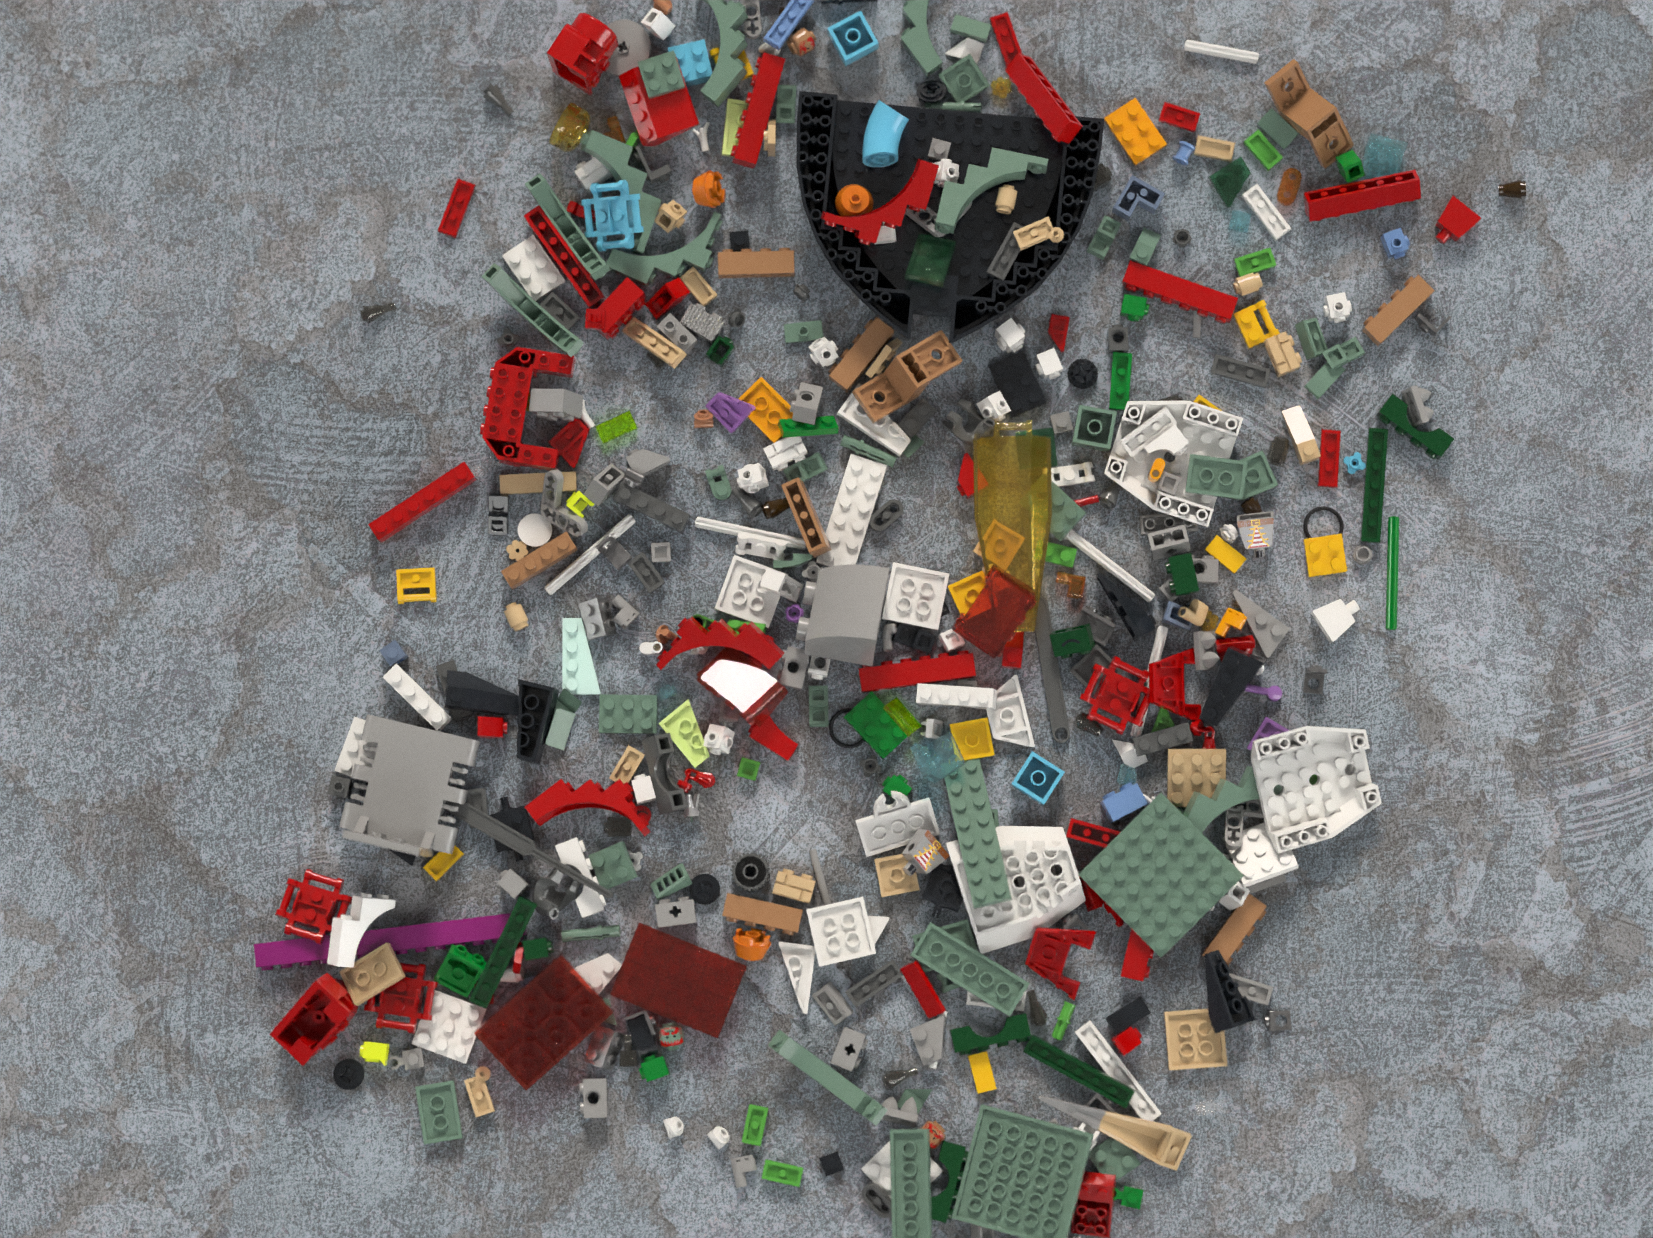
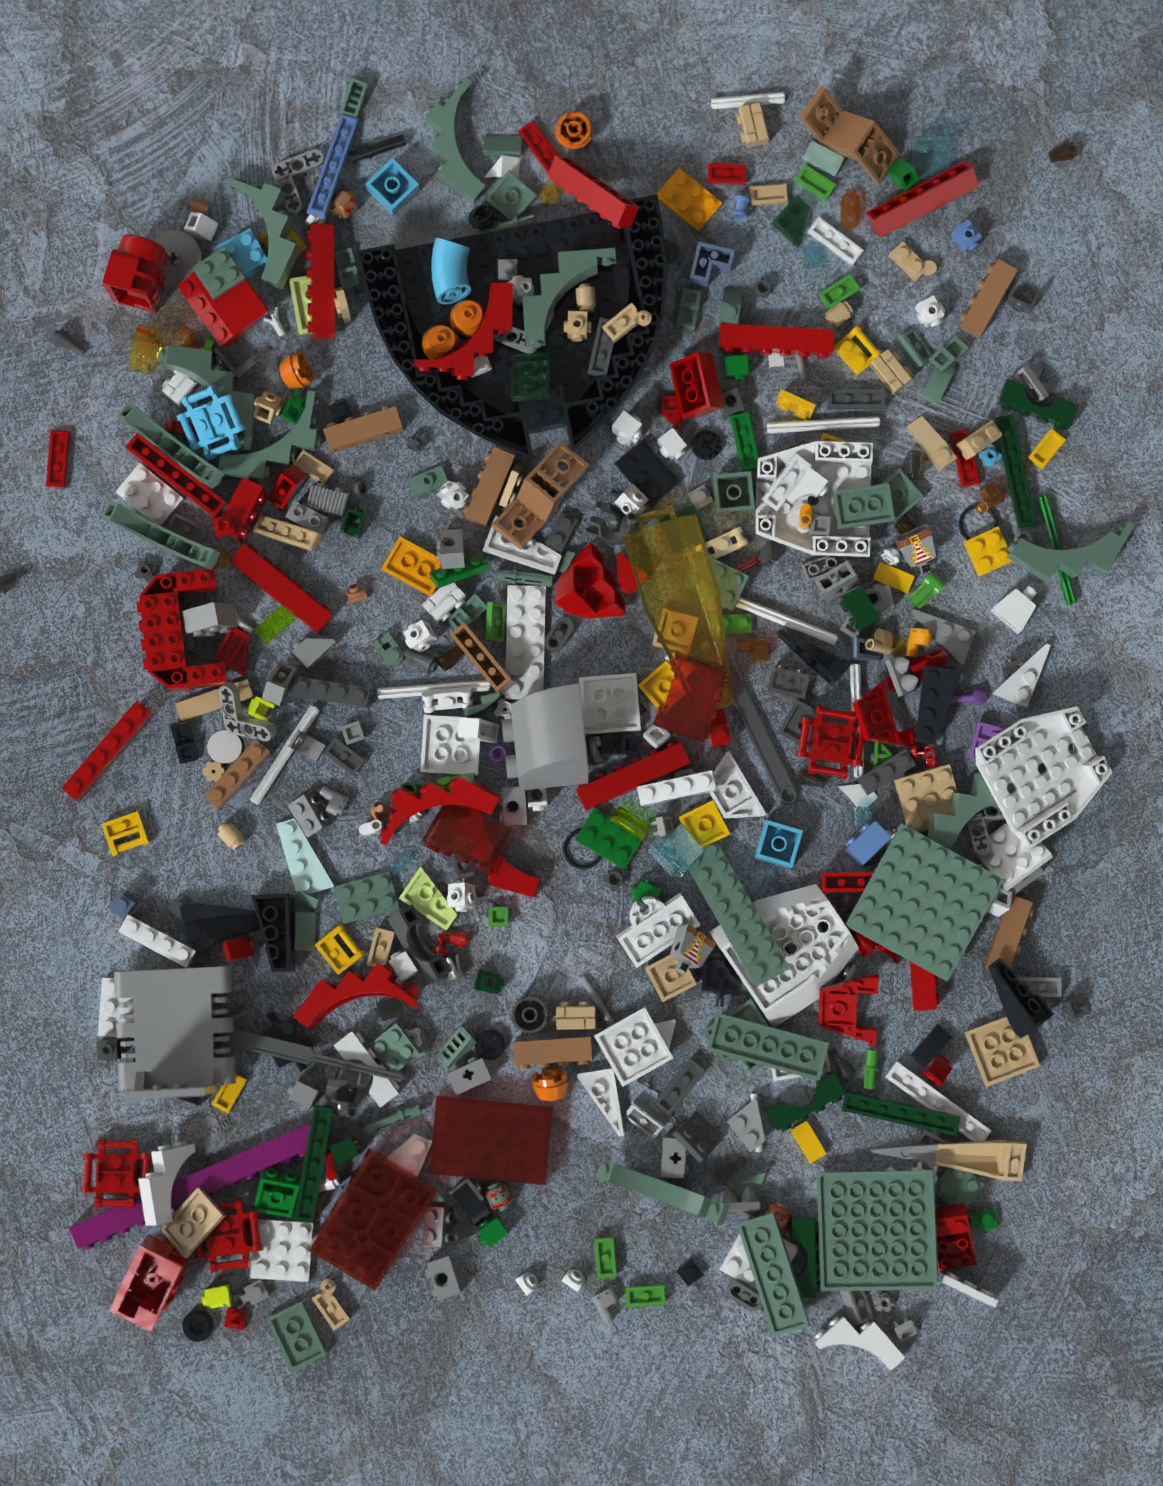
camera: 25 degrees left, 0 degrees up
(386, 1078) = (235, 1318): none -> red tile
(582, 759) = (335, 954): none -> yellow plate
(588, 349) = (224, 558): none -> clear yellow plant
(633, 395) = (281, 589): none -> red brick
(633, 478) = (305, 669): flat silver plate -> none
(694, 224) = (292, 409): none -> green plate
(729, 410) = (379, 577): medium lavender wing -> none
(729, 833) = (480, 979): none -> dark green window
(818, 706) = (547, 836): sand green slope -> none
(828, 485) = (495, 622): none -> bright green plate
(877, 1035) = (698, 1136): none -> dark grey plate
(886, 184) = (466, 316): none -> orange cone
(922, 989) = (728, 1079): red tile -> none
(928, 479) = (588, 588): none -> red brick
(990, 217) = (577, 325): none -> tan brick
(1043, 33) = (573, 130): none -> orange cone
(1072, 640) = (772, 703): dark green brick -> none
(1089, 313) = (696, 385): none -> red brick
(1174, 311) = (776, 360): none -> white sticker
(1174, 355) = (788, 401): none -> yellow plate
(1201, 386) = (823, 424): none -> white axle
(1219, 76) = (753, 125): none -> tan brick
(1256, 574) = (930, 587): none -> bright green piece
(1319, 693) = (1021, 684): none -> white wing
(1333, 254) = (911, 263): none -> tan hinge
(1344, 504) = (992, 497): none -> clear orange piece
(1347, 445) = (979, 440): none -> tan brick
(1411, 472) = (1046, 448): none -> yellow tile
(1429, 589) = (1044, 561): none -> sand green arch
(1455, 221) = (1017, 198): red torso -> none

